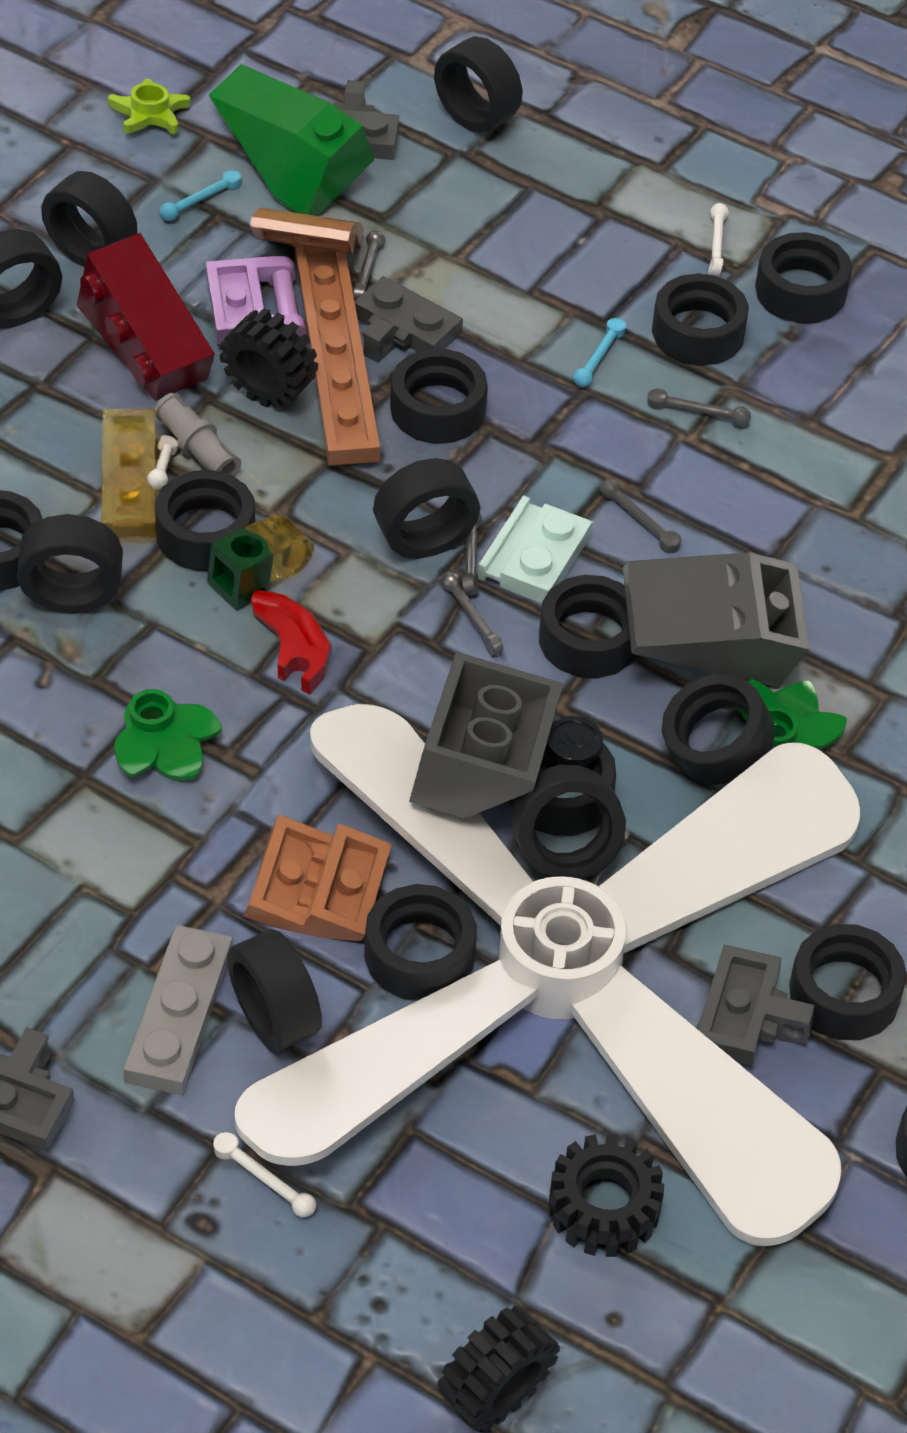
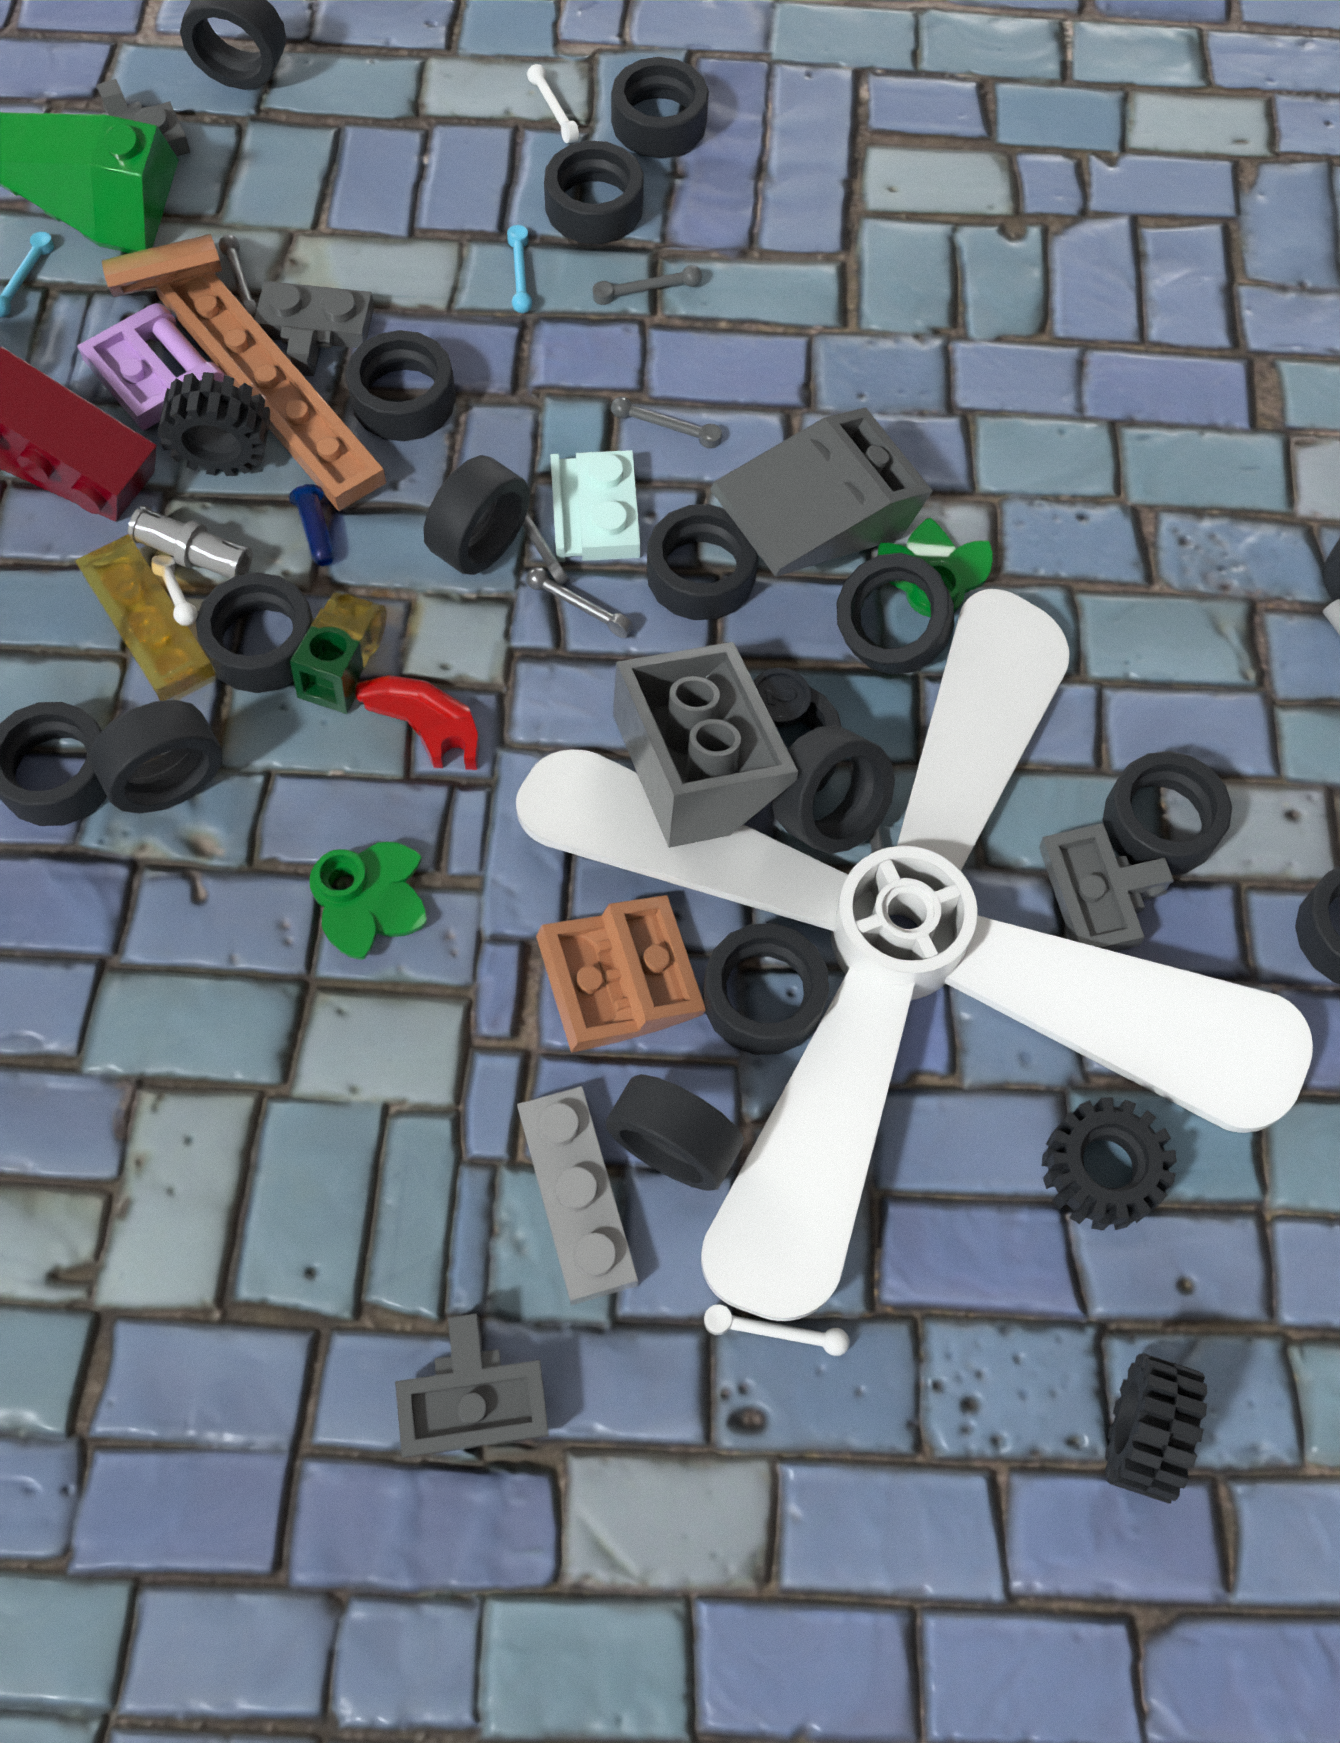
camera: 30 degrees left, 15 degrees up
(308, 447) = (307, 500): none -> clear blue piece

